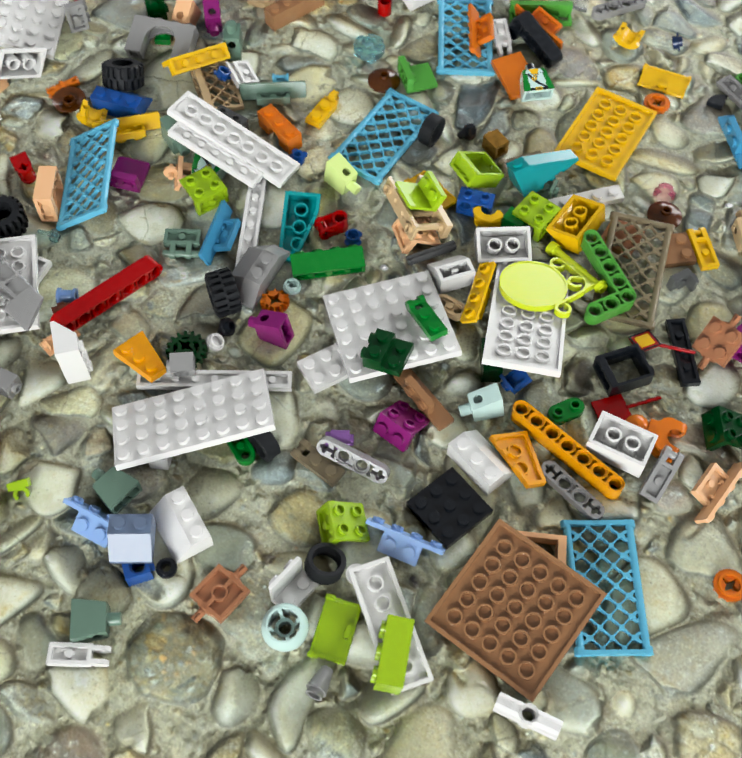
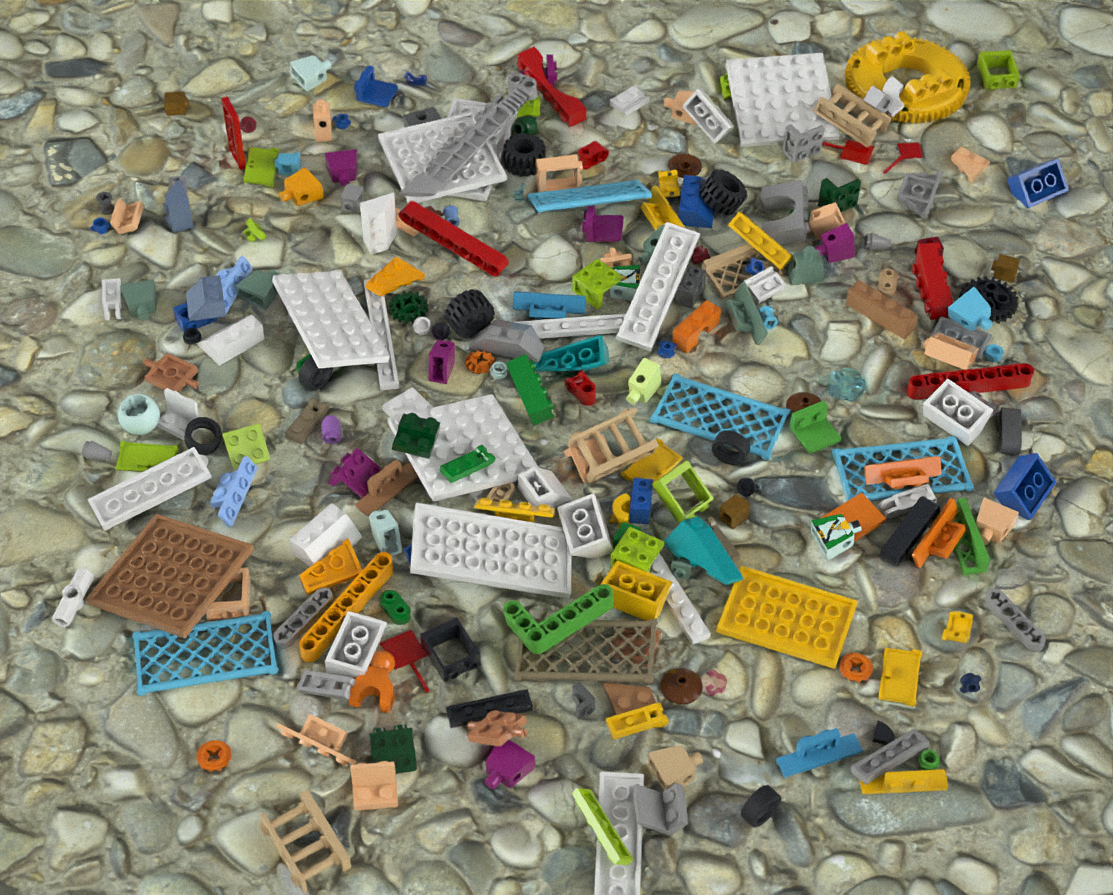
camera: 80 degrees right, 10 degrees down
(71, 82) = (704, 158): orange pin -> none
(181, 364) = (384, 301): light grey brick -> none
(182, 239) = (536, 280): sand green plate -> none
(215, 154) = (633, 276): white plate -> none
(323, 110) = (740, 360): yellow hinge -> none
(353, 233) = (572, 408): blue plate -> none
(354, 456) = (309, 440): light grey beam -> none
(392, 654) = (112, 481): lime brick -> none
(424, 195) = (618, 434): lime bracket -> none
(431, 252) = (567, 472): dark grey axle -> none
(449, 507) = (272, 523): black plate -> none
(543, 287) = (539, 557): neon yellow piece -> none
(648, 341) = (495, 672): piece -> none

